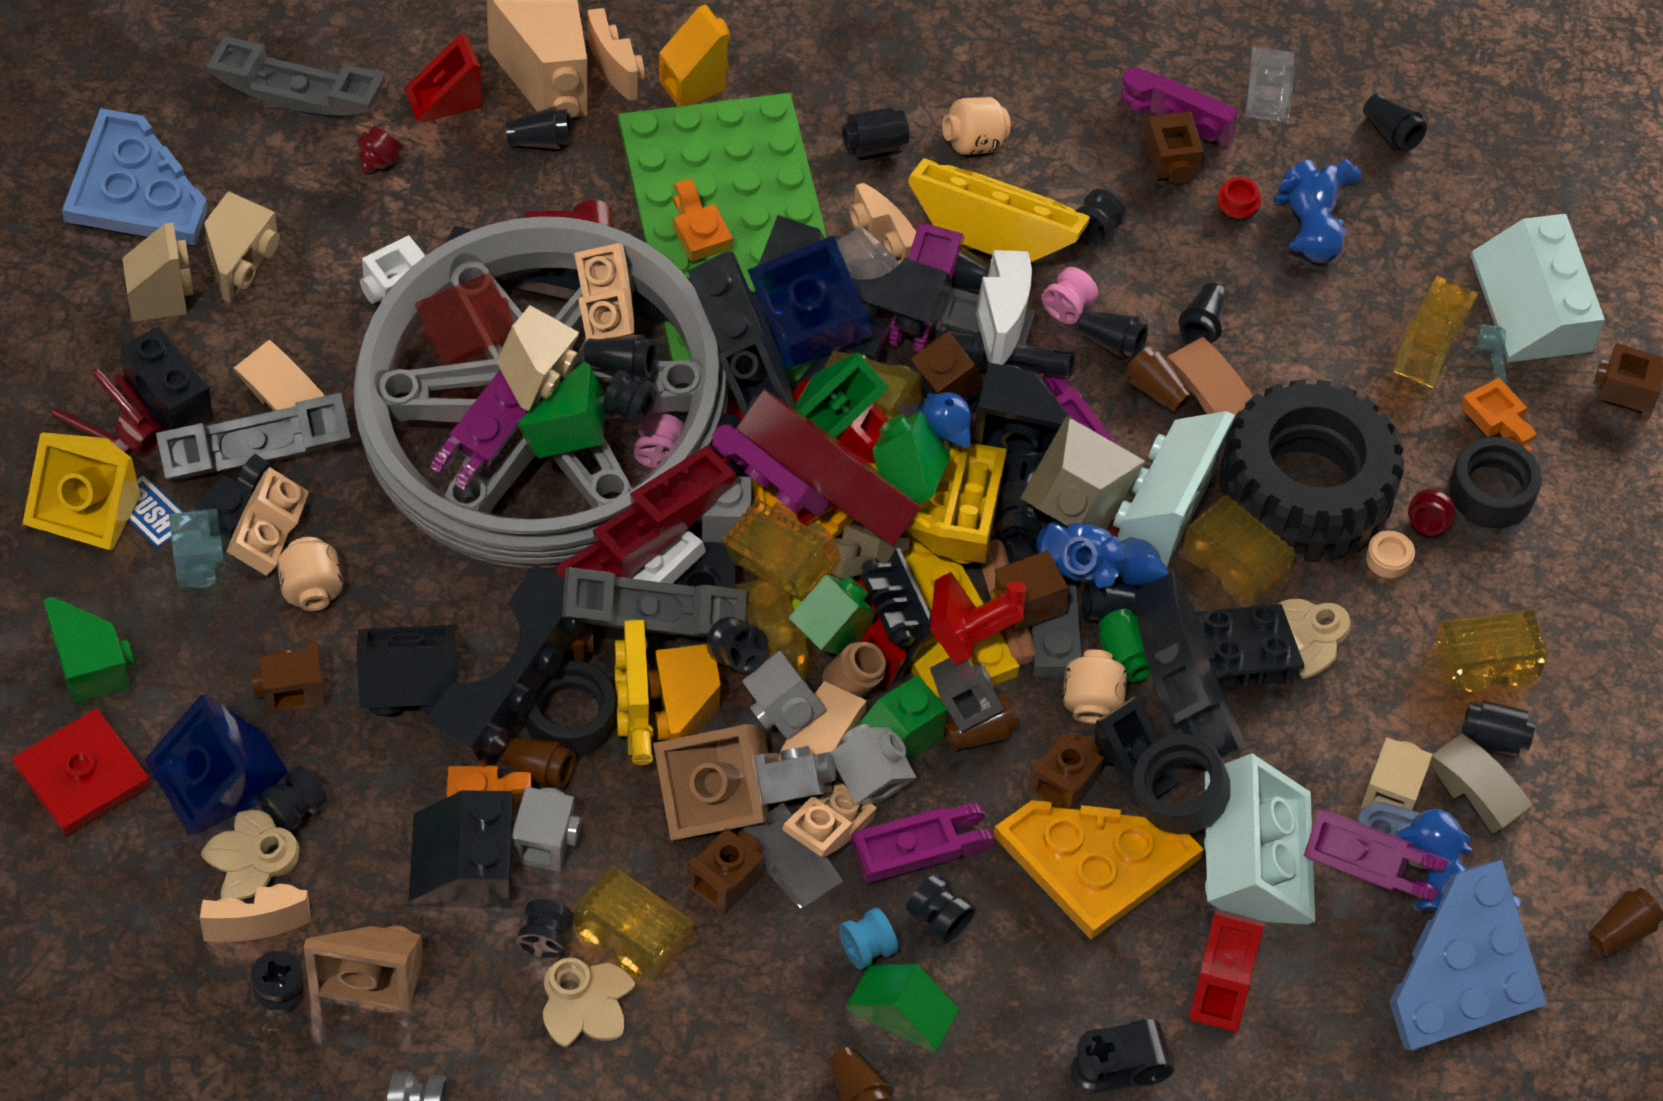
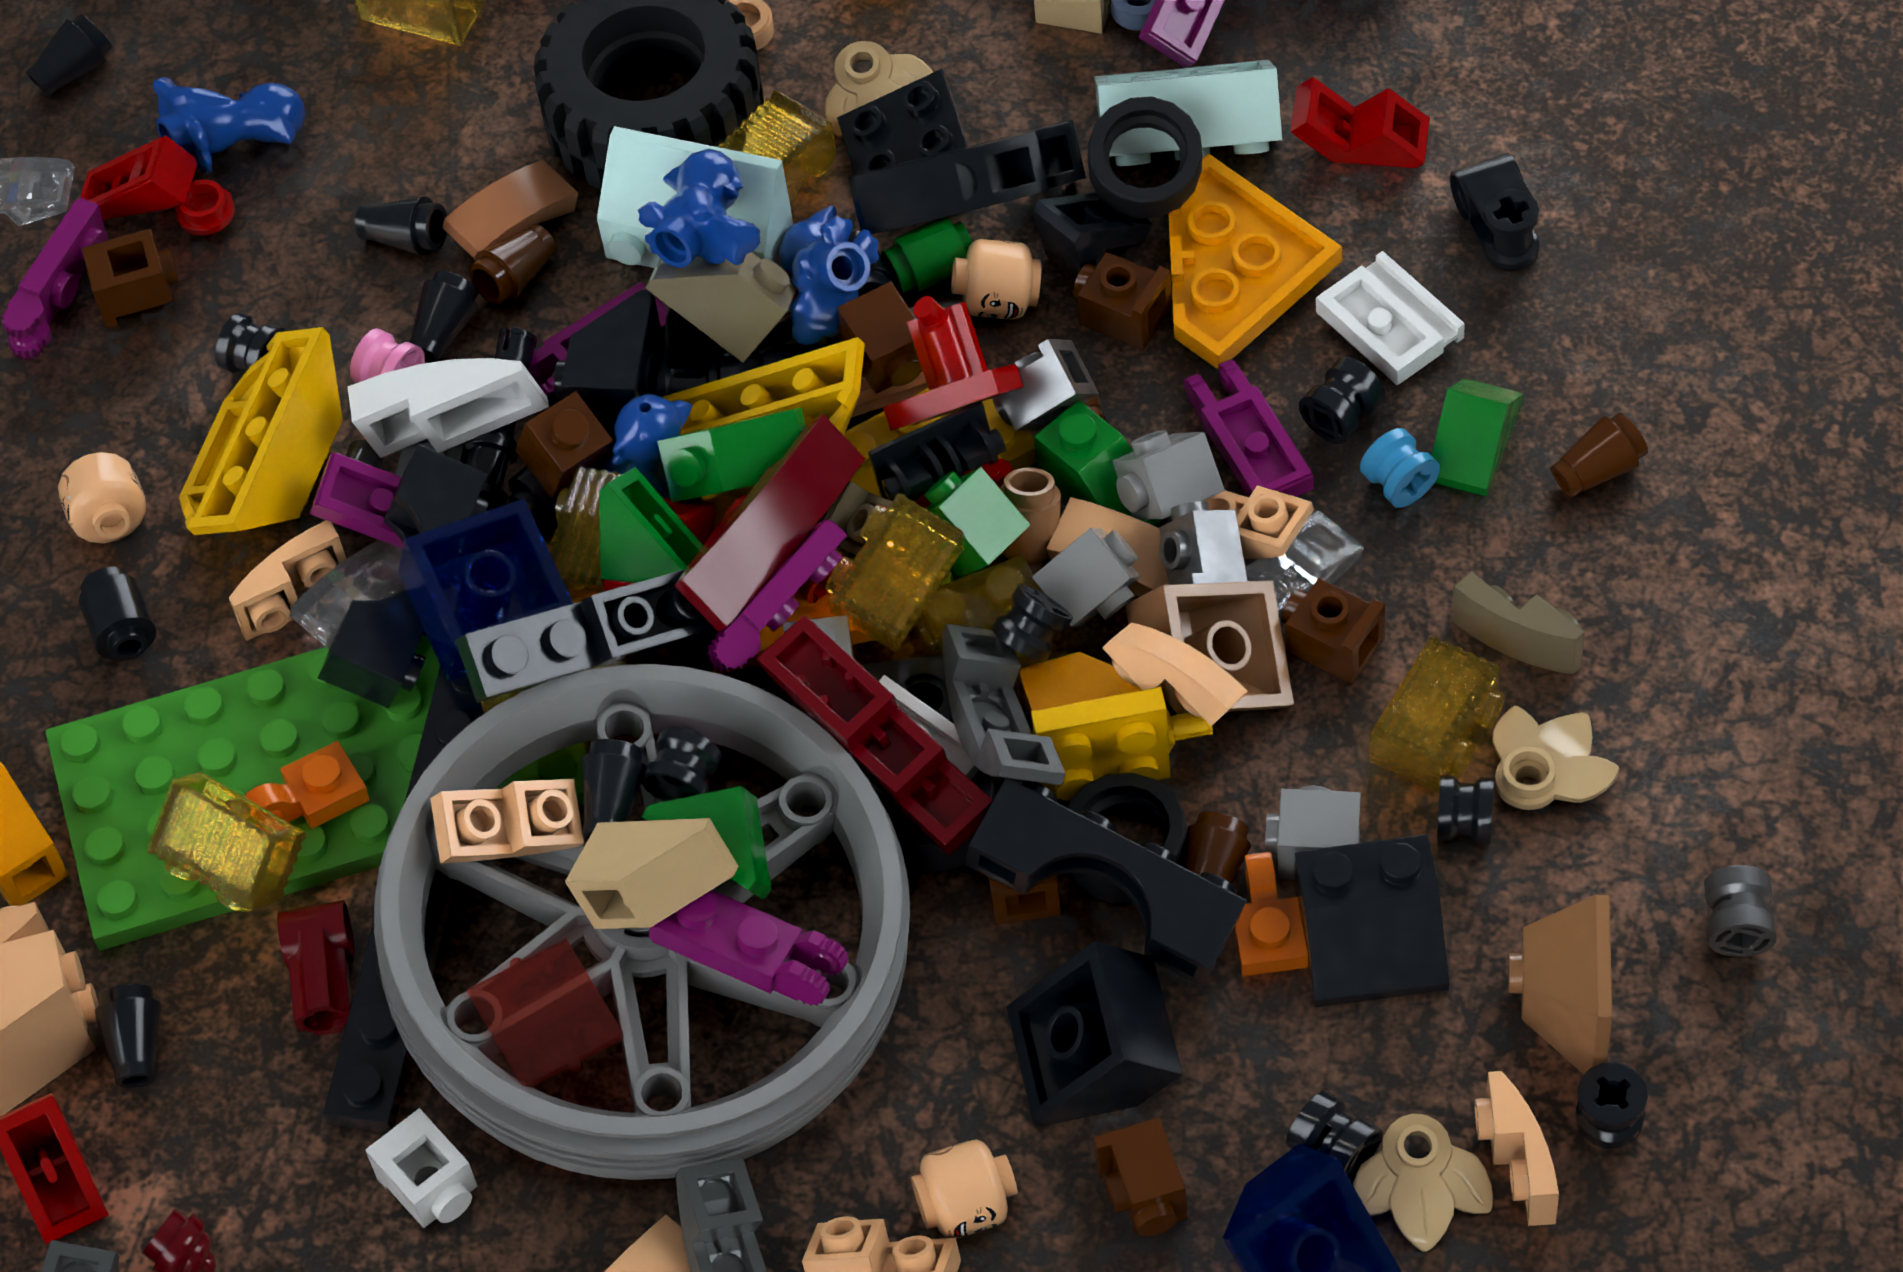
camera: 85 degrees left, 0 degrees up
(654, 165) = (225, 842): none -> clear yellow brick
(671, 724) = (1150, 657): none -> light nougat slope
(695, 1005) = (1531, 634): none -> dark tan slope
(1021, 959) = (1389, 318): none -> white plate
(1115, 443) = (696, 217): none -> blue animal
(1260, 156) = (141, 180): none -> red slope

